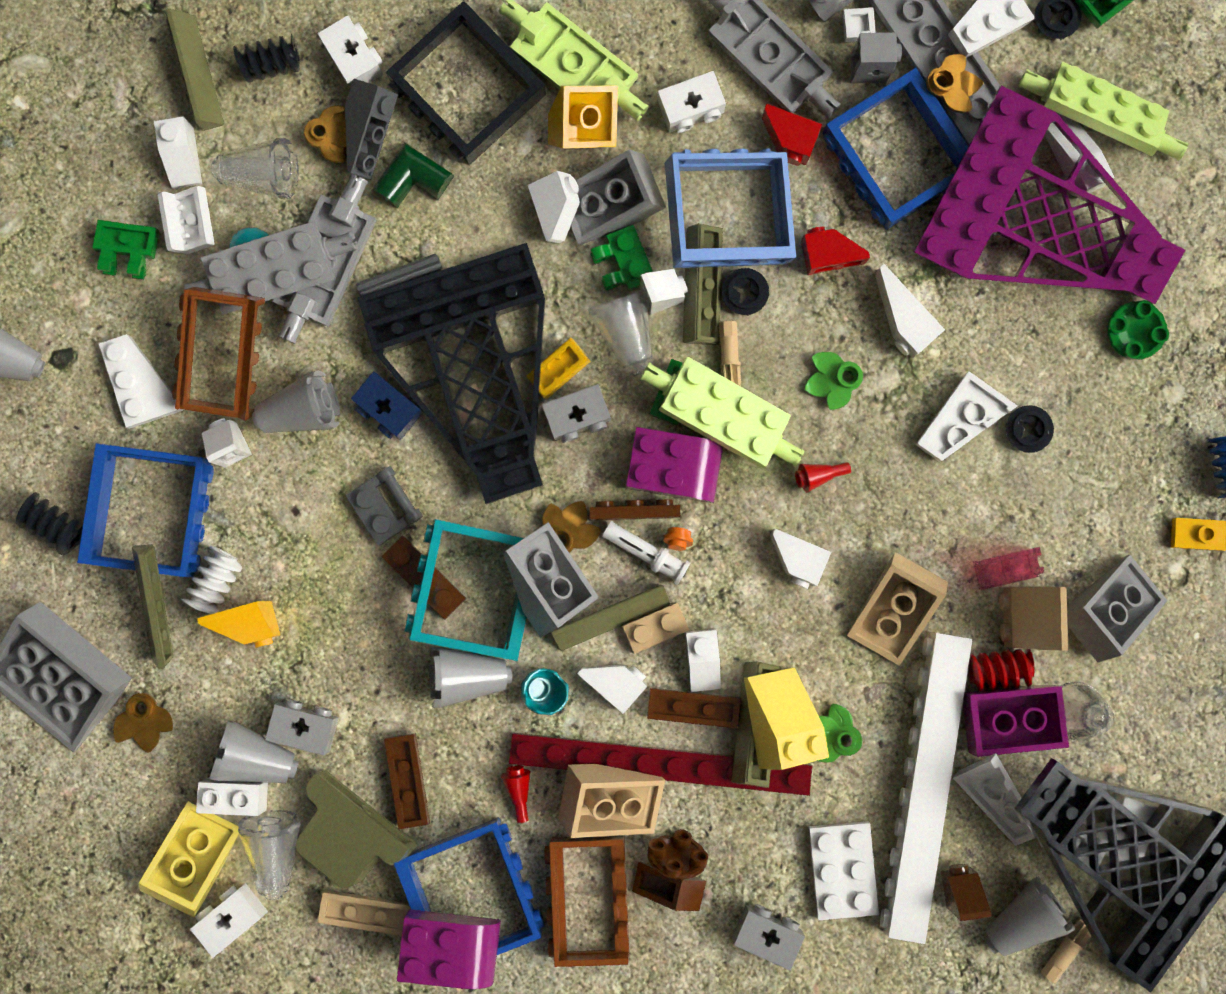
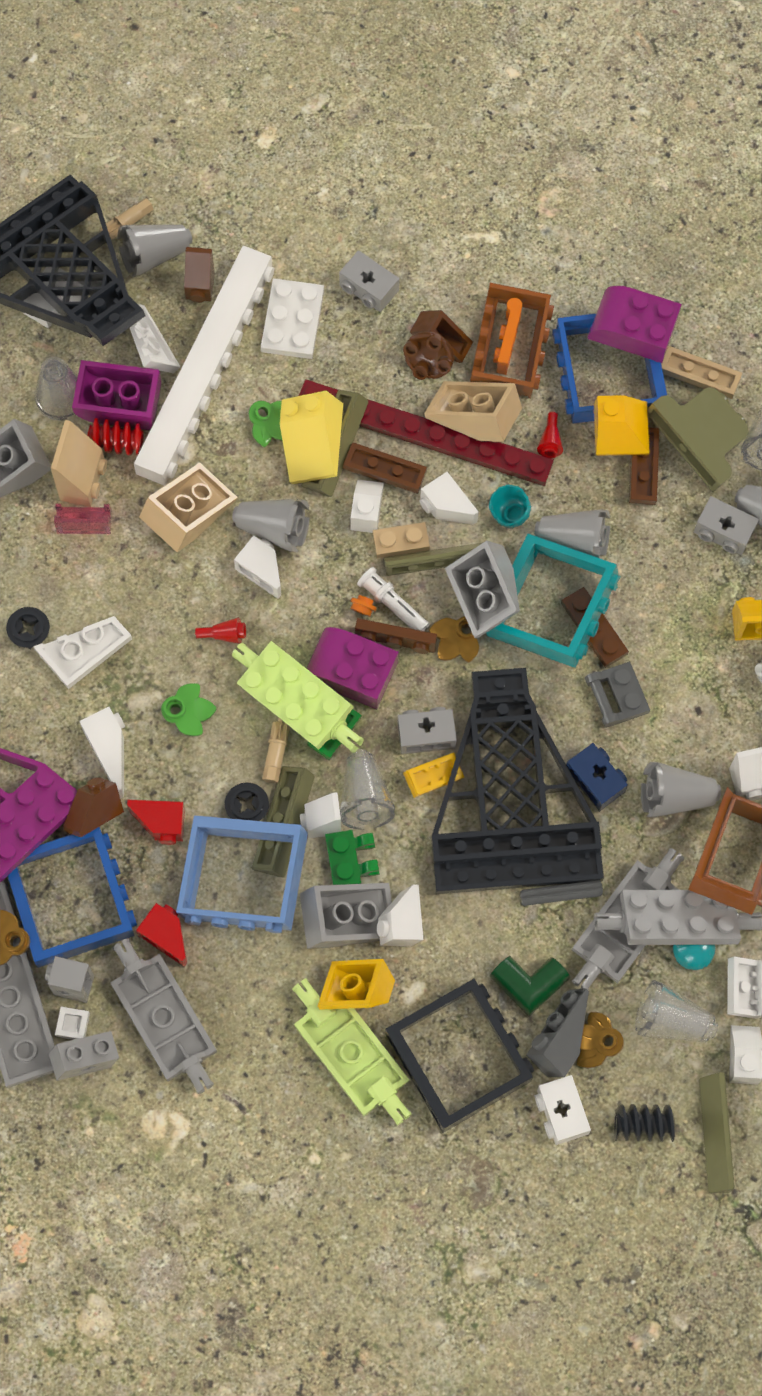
camera: 170 degrees left, 15 degrees down
(439, 815) = (620, 426): none -> yellow slope
(593, 906) = (508, 335): none -> orange plate
(702, 91) = (236, 992): white brick -> none
(798, 610) = (275, 520): none -> light grey cone
(903, 239) = (93, 807): none -> reddish brown slope

